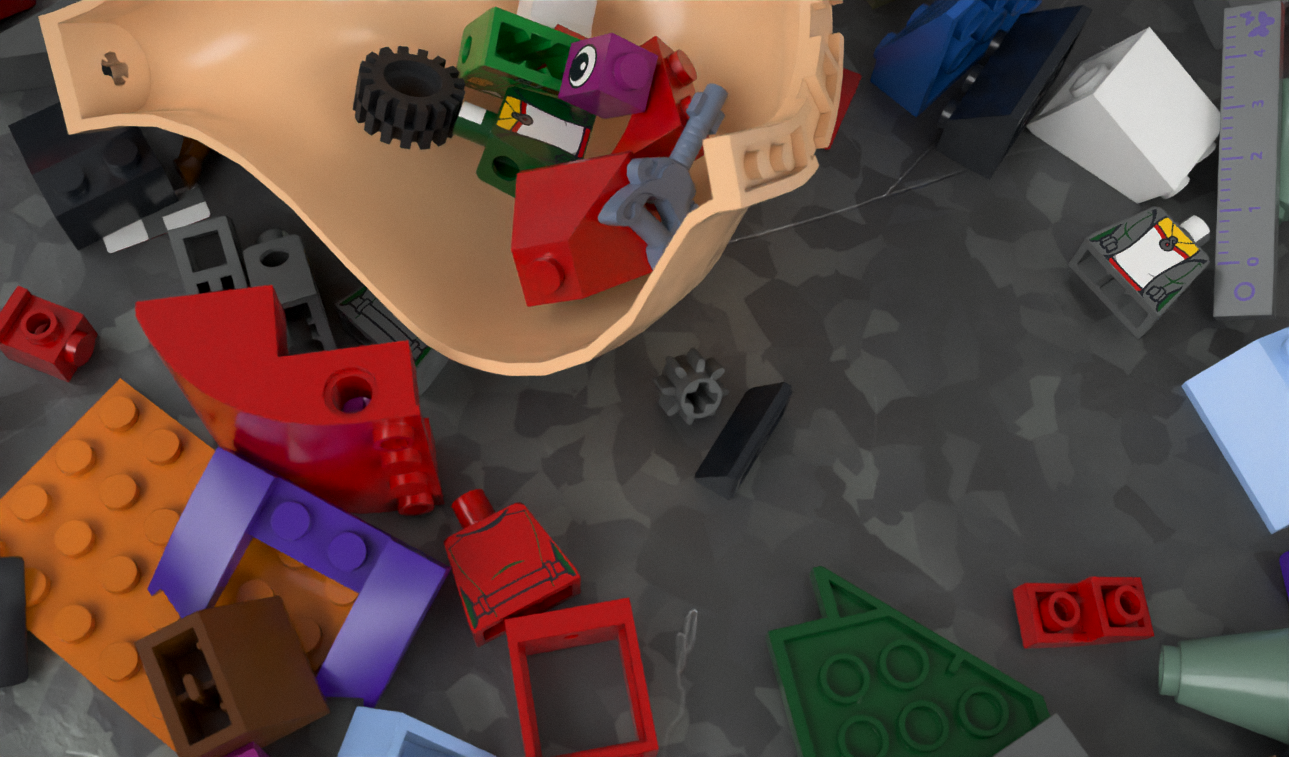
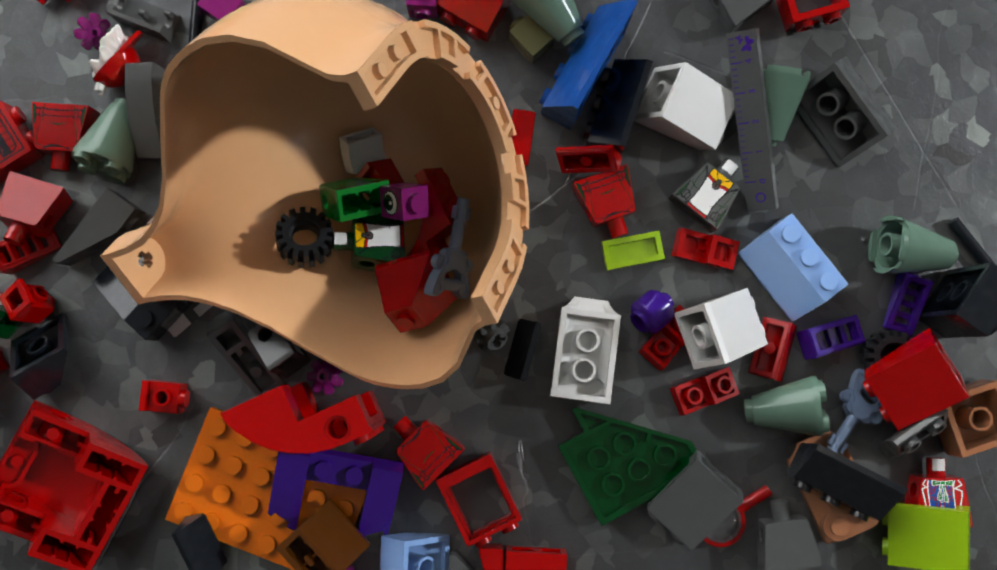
camera: 10 degrees left, 20 degrees up
(862, 476) = (586, 351): none -> white slope
(944, 143) = (588, 159): none -> red slope
(959, 225) = (607, 199): none -> red torso
(988, 327) = (632, 250): none -> lime tile
(1007, 433) = (652, 311): none -> dark purple head
(1030, 495) = (663, 345): none -> red slope
(1133, 364) = (705, 248): none -> red slope
(1138, 485) = (721, 329): none -> white slope
(1230, 571) = (773, 358): none -> red slope

